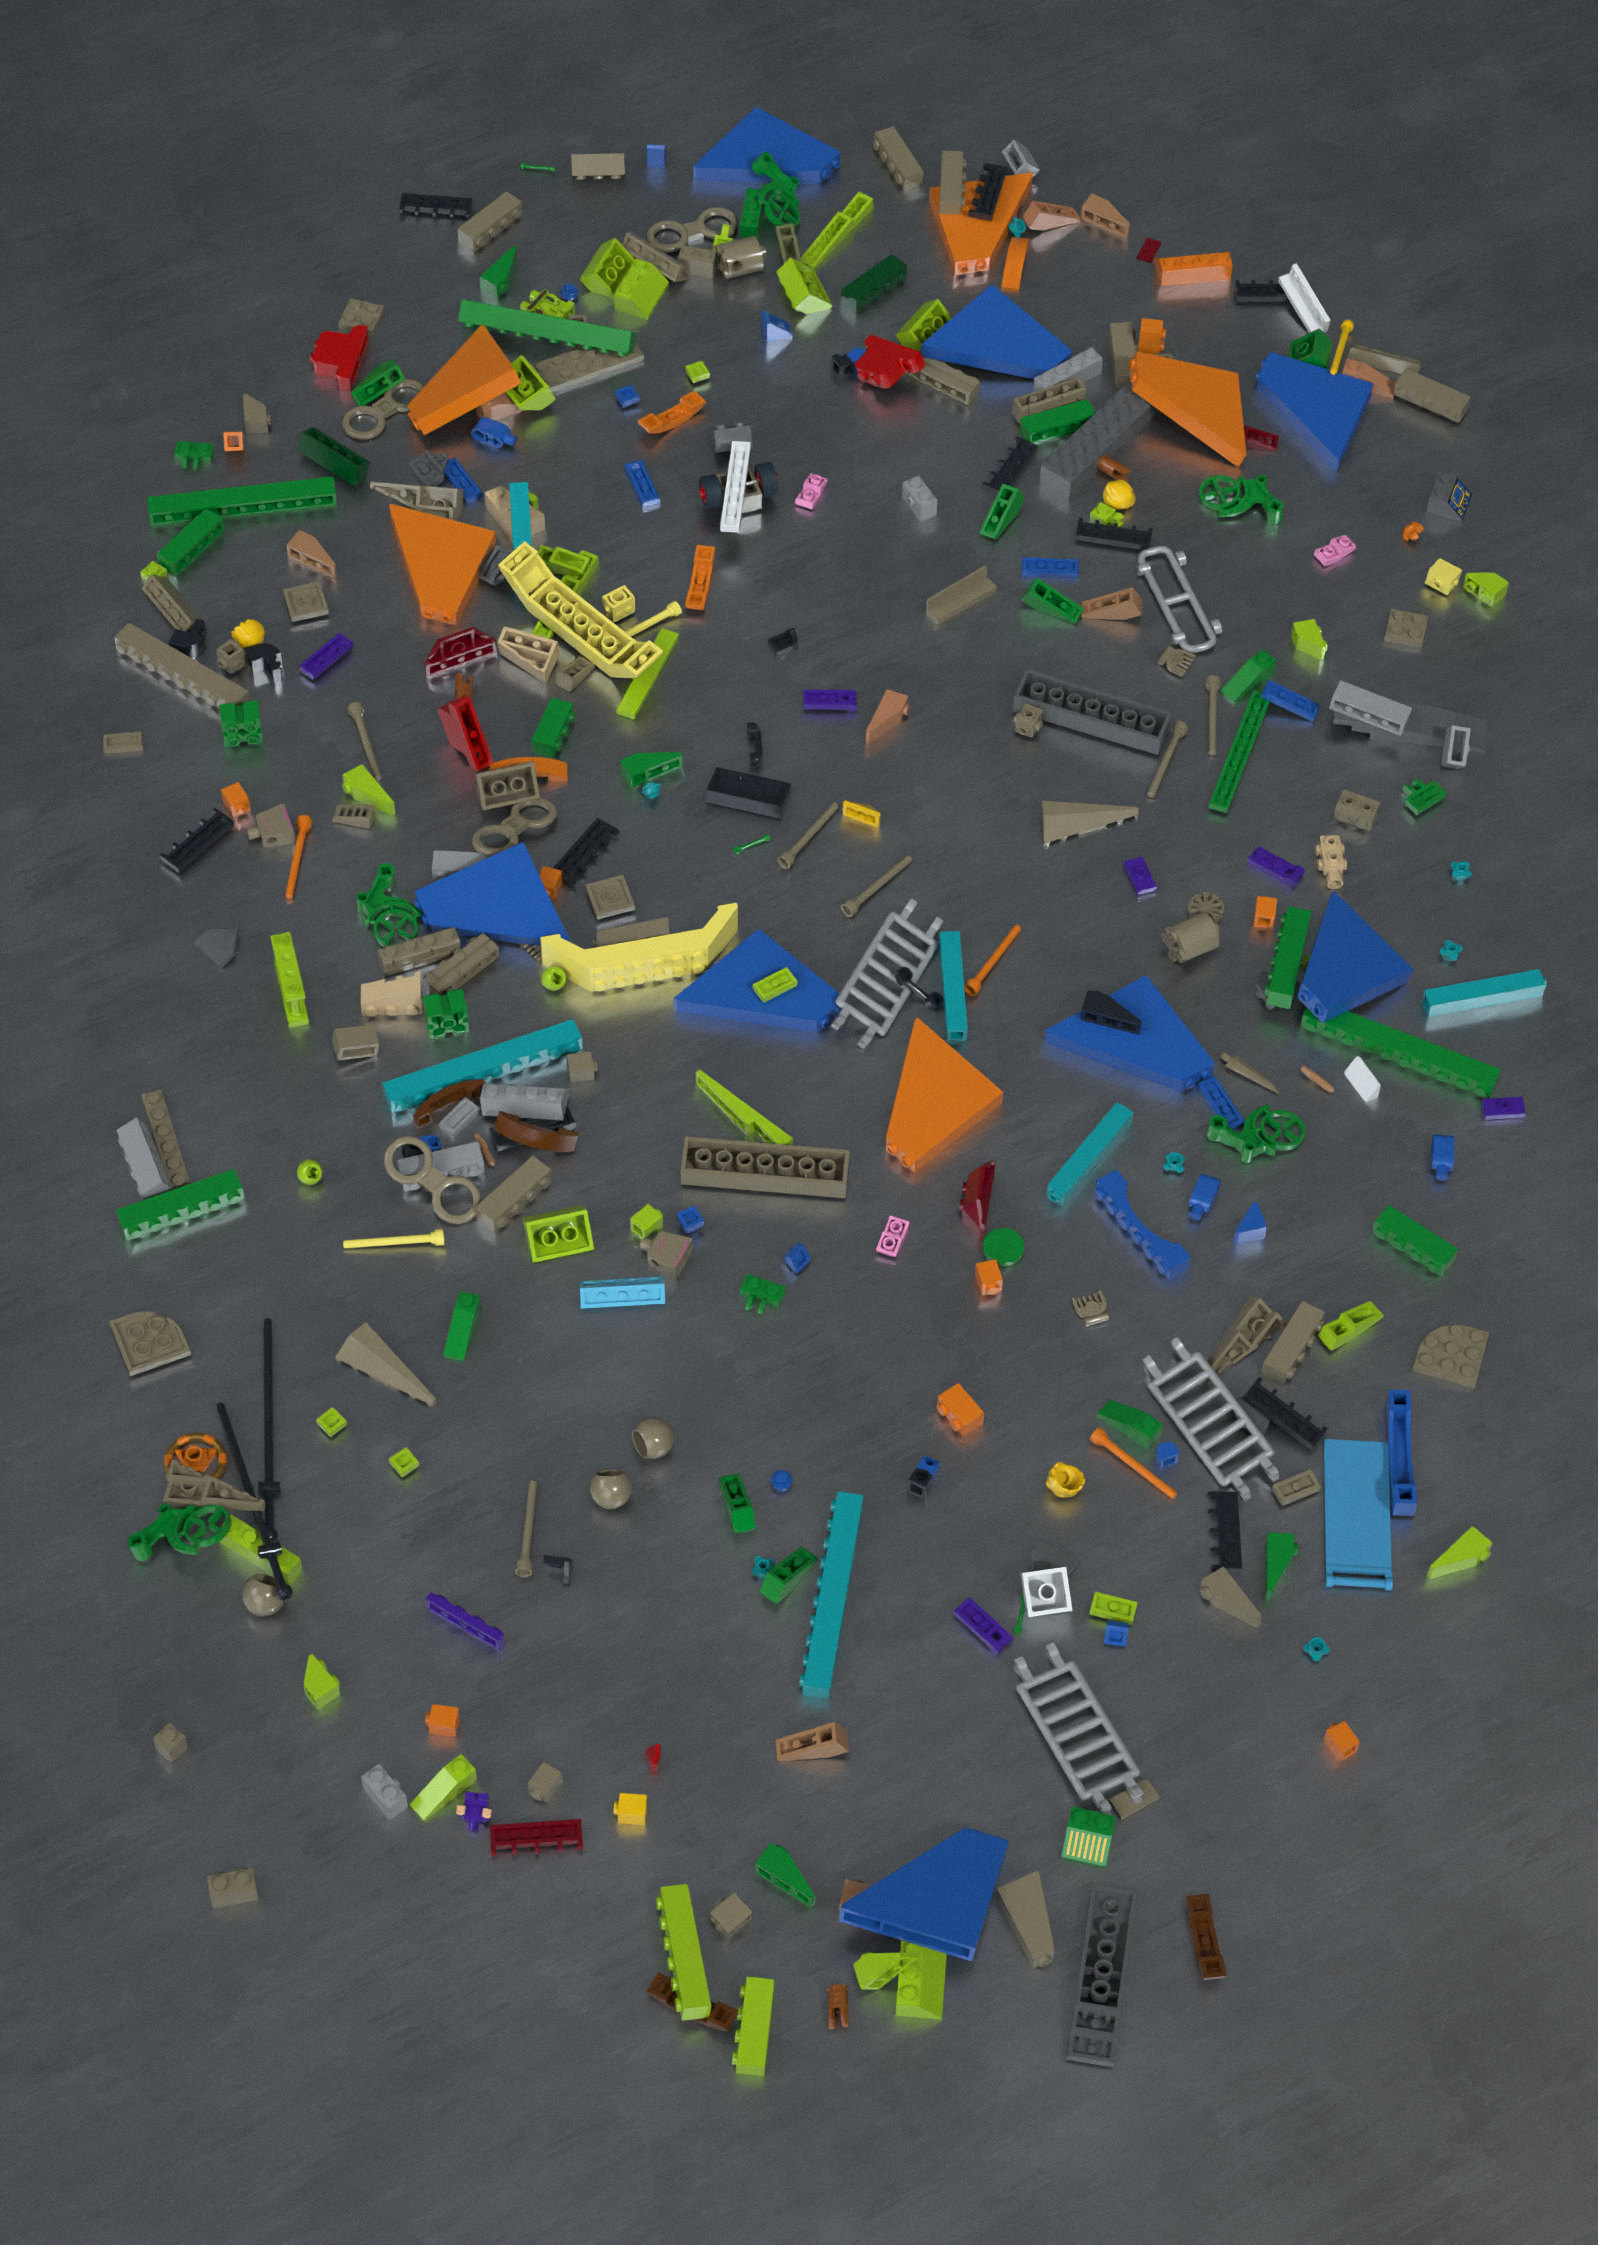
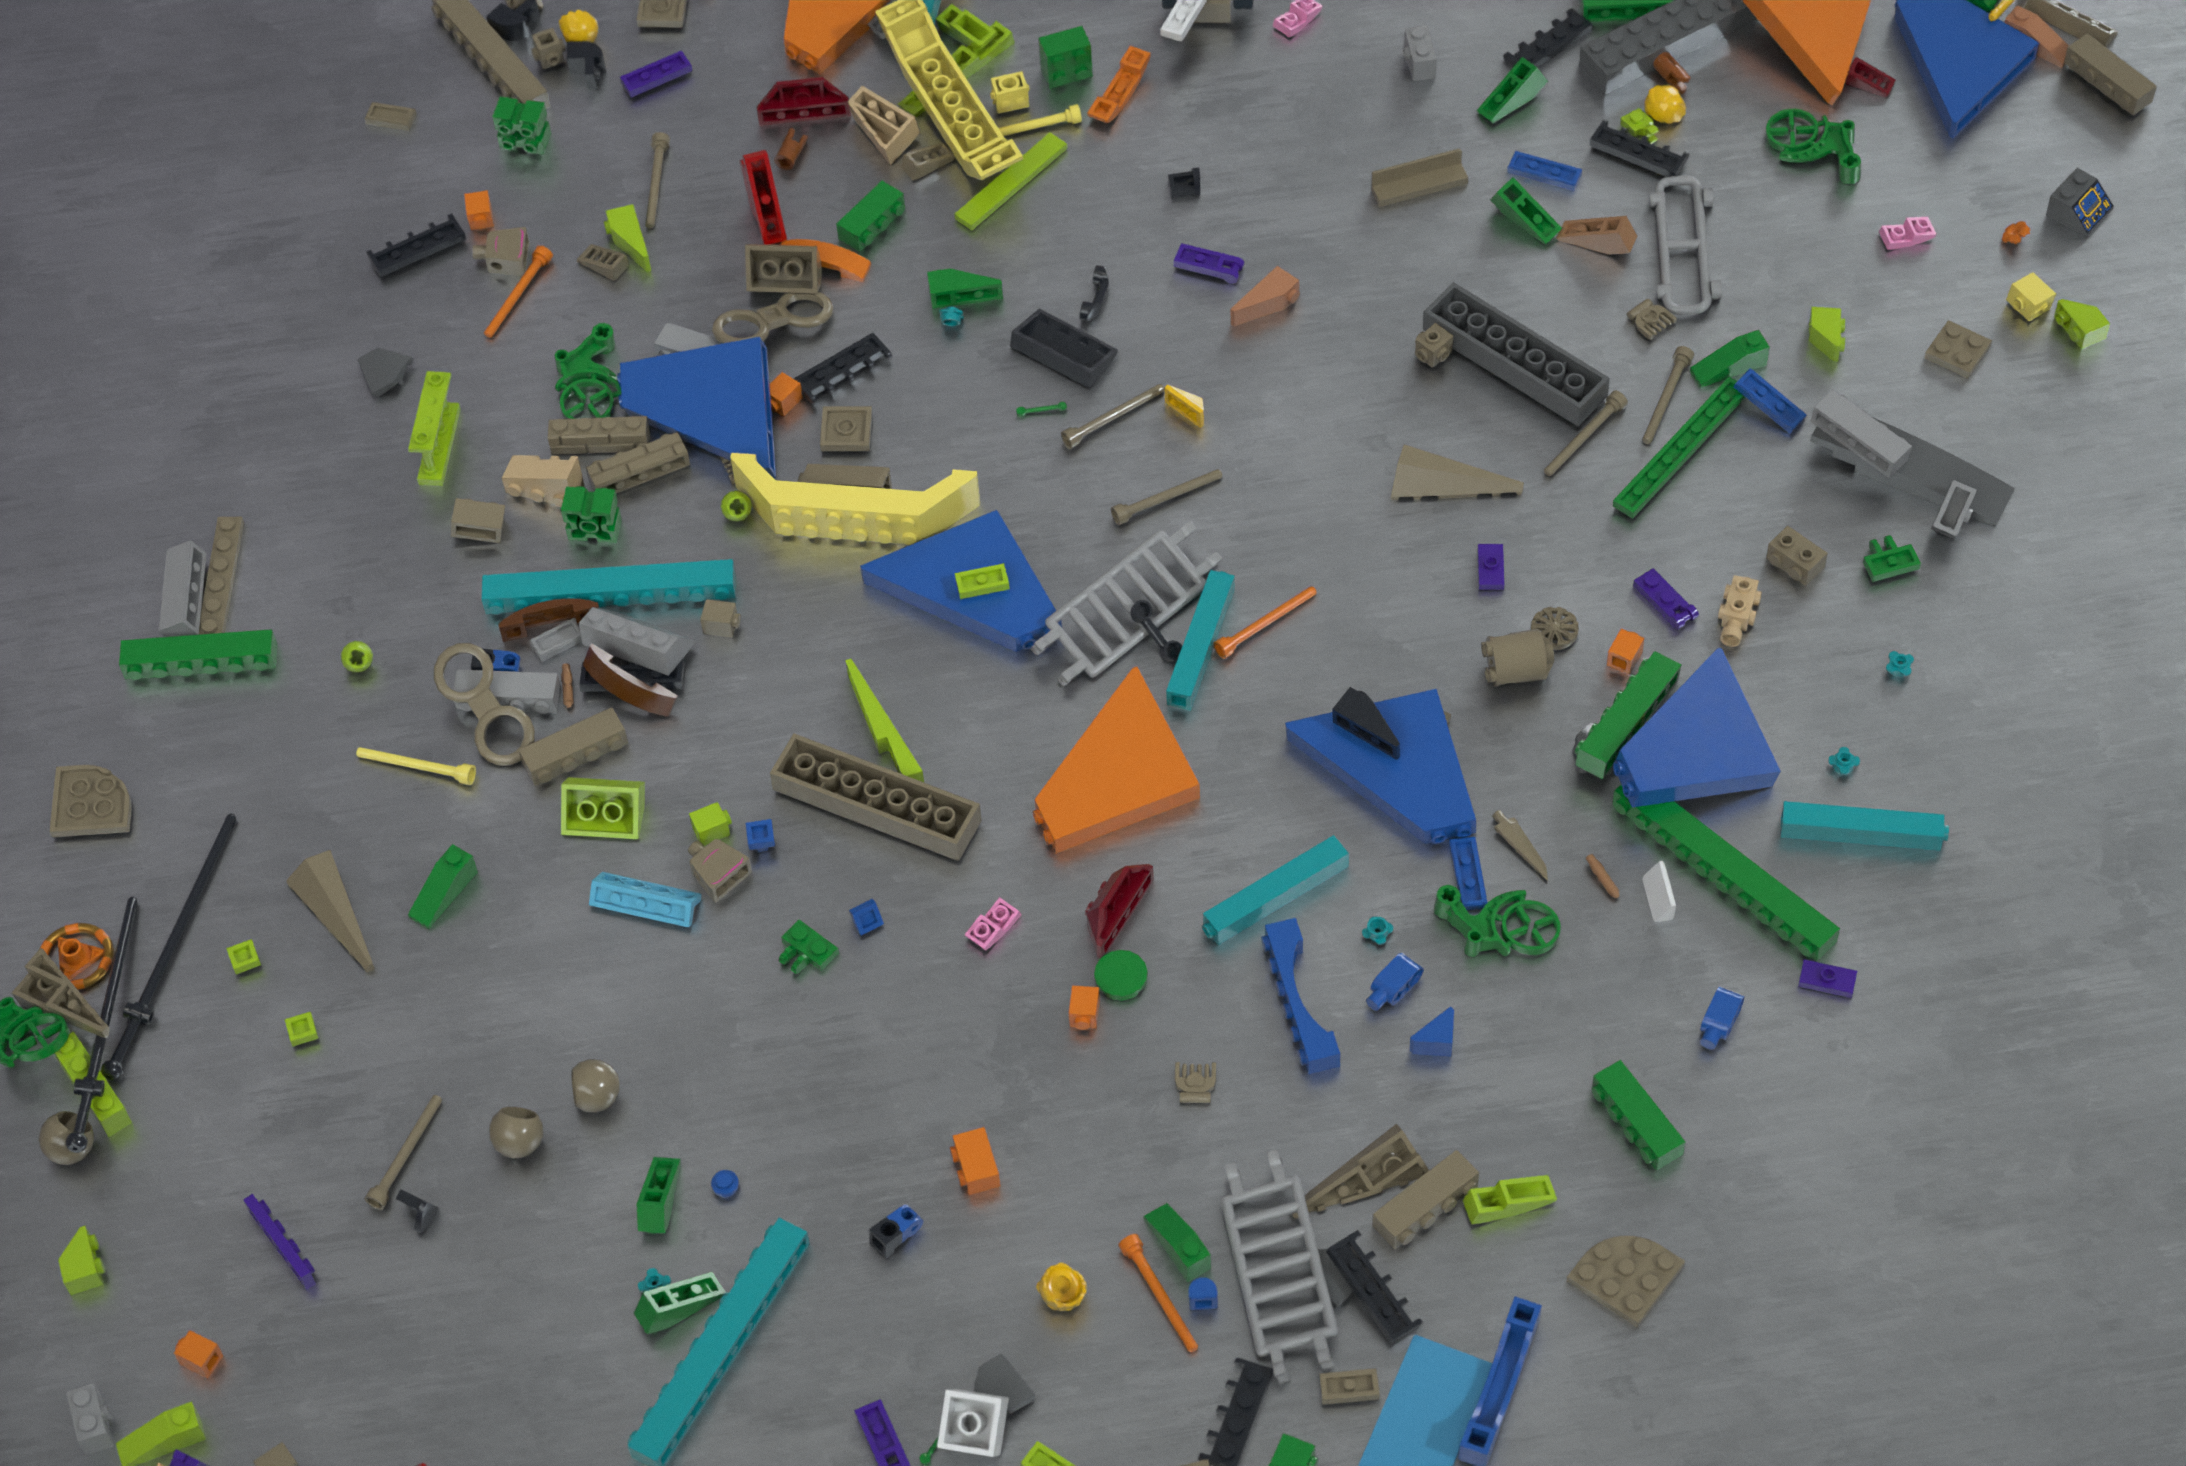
camera: 25 degrees right, 0 degrees up
(651, 565) = (1065, 57): none -> green brick

